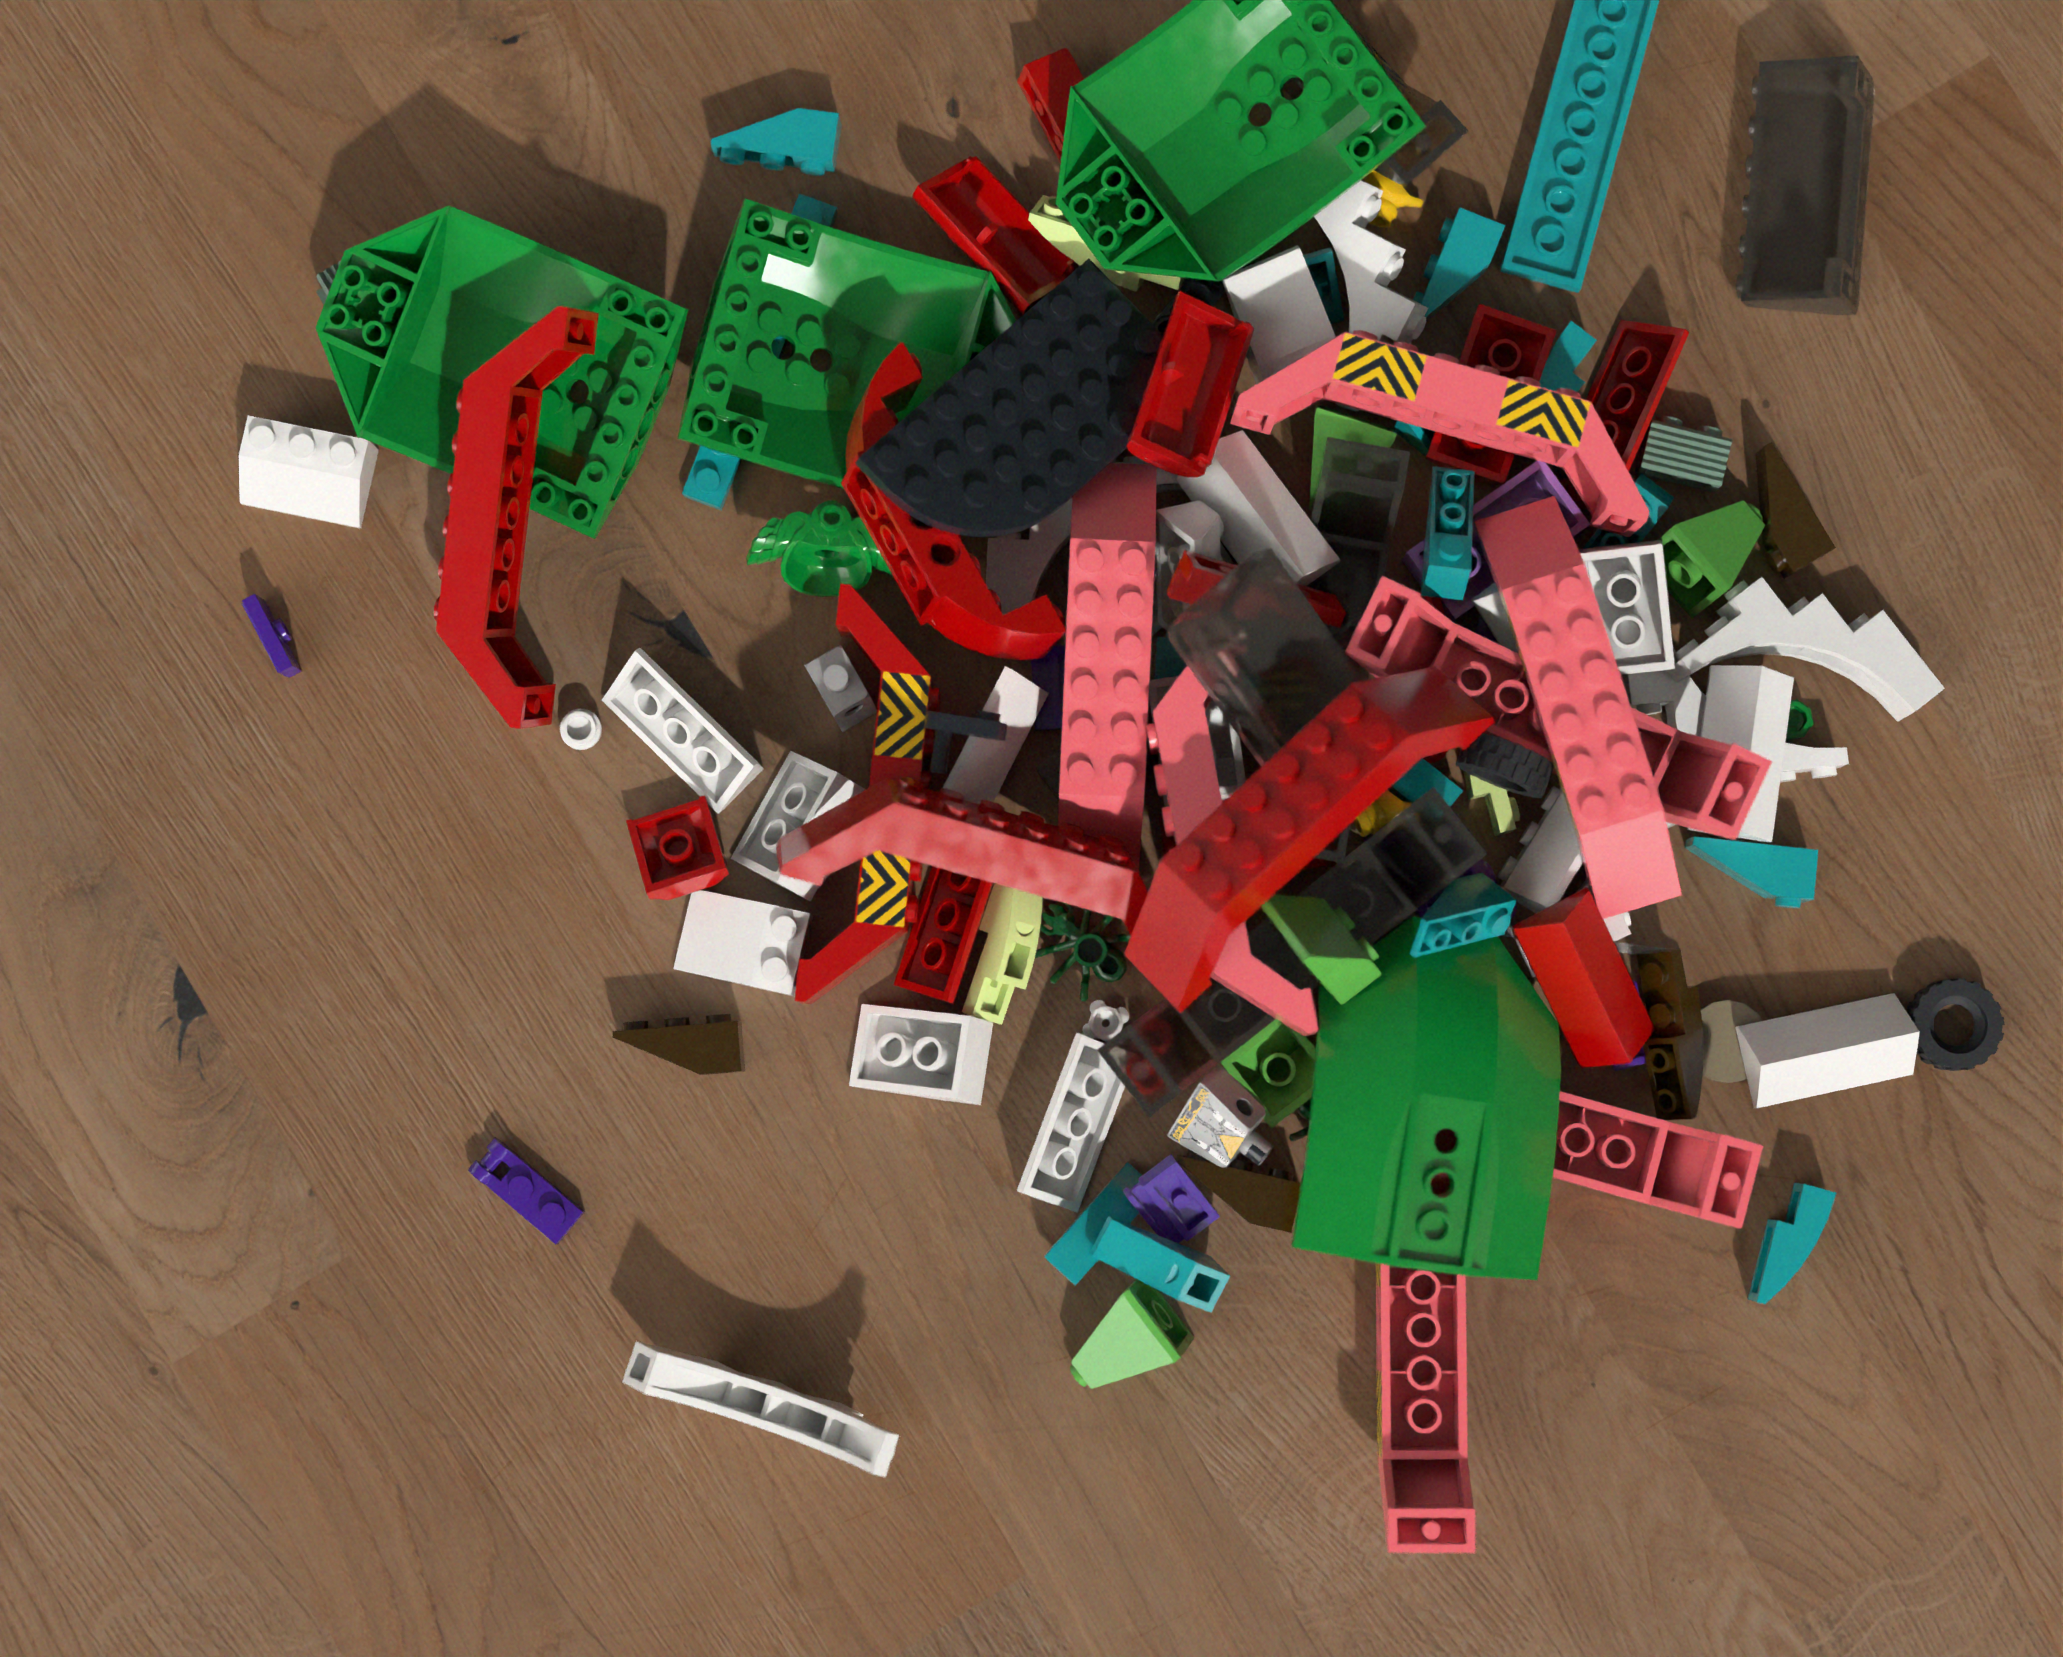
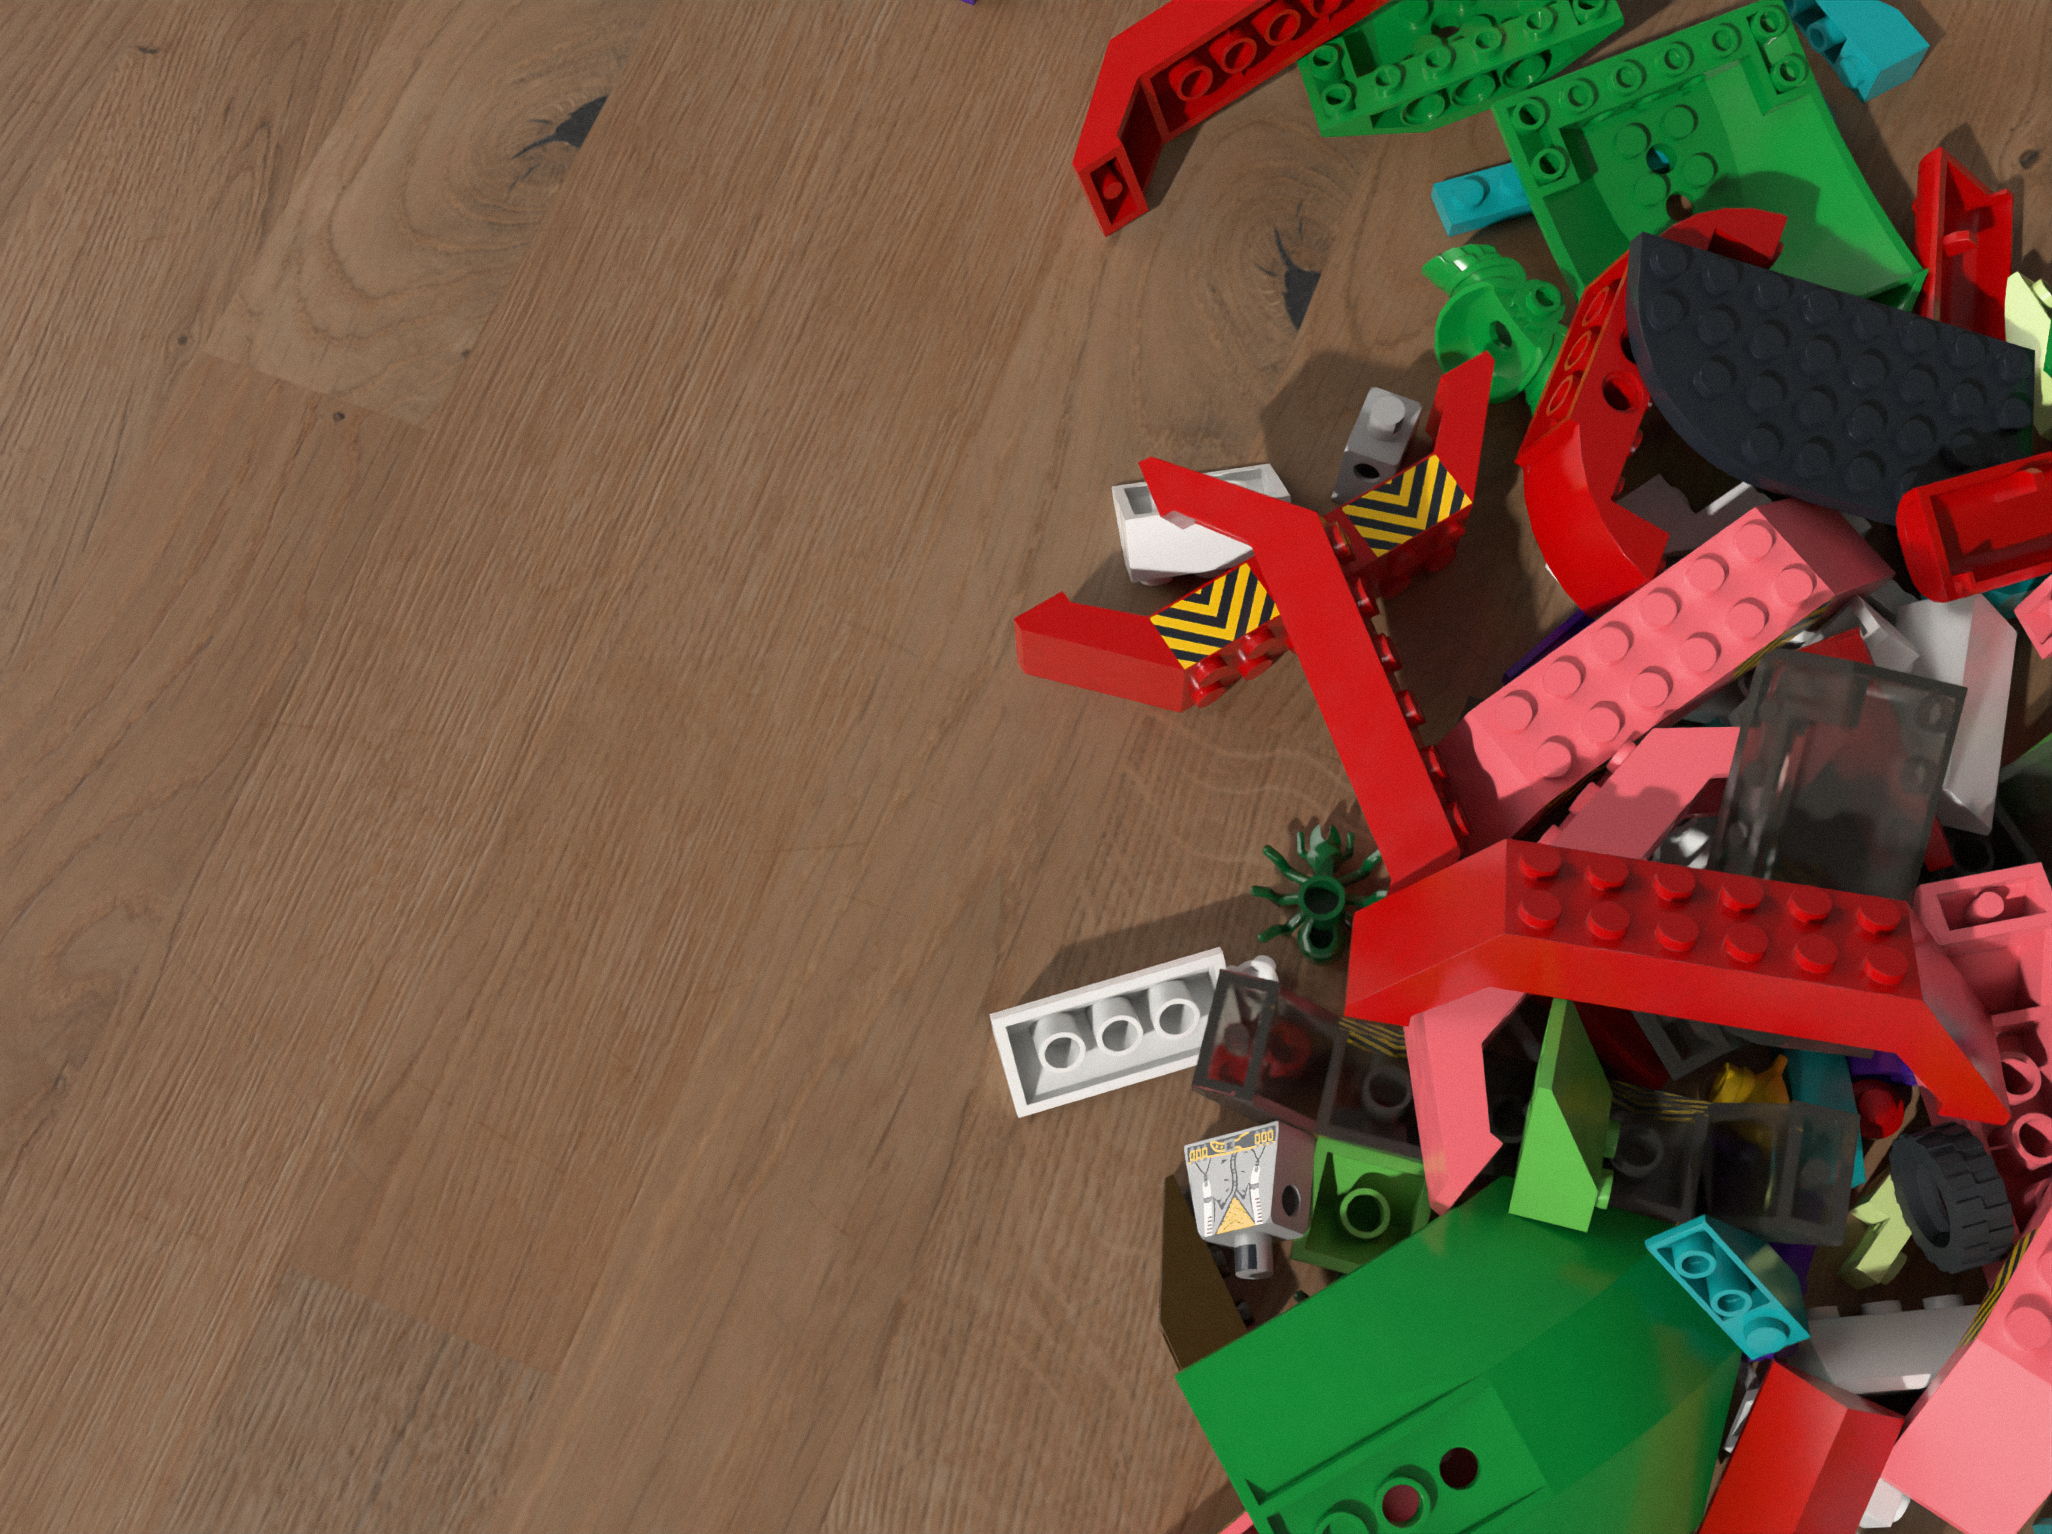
camera: 55 degrees right, 15 degrees down
(527, 1191) = (612, 540): dark purple plate -> none
(580, 729) = (1123, 260): white plate -> none
(678, 850) = (1076, 425): red slope -> none
(680, 731) = (1201, 346): white slope -> none
(696, 1047) = (895, 594): dark brown slope -> none
(743, 941) = (1034, 547): white slope -> none
(763, 1404) = (550, 935): white arch -> none
(921, 1053) = (1064, 817): white slope -> none
(943, 934) = (1223, 744): red slope -> none
(984, 725) = (1469, 582): black piece -> none
(986, 762) = (1470, 622): white slope -> none
(1008, 954) = (1253, 814): yellowish green slope -> none
(1073, 1248) = (1024, 1149): teal slope -> none
(1132, 1338) = (923, 1279): slope -> none
(1161, 1263) = (1031, 1248): teal slope -> none
(1171, 1202) = (1111, 1210): dark purple plate -> none

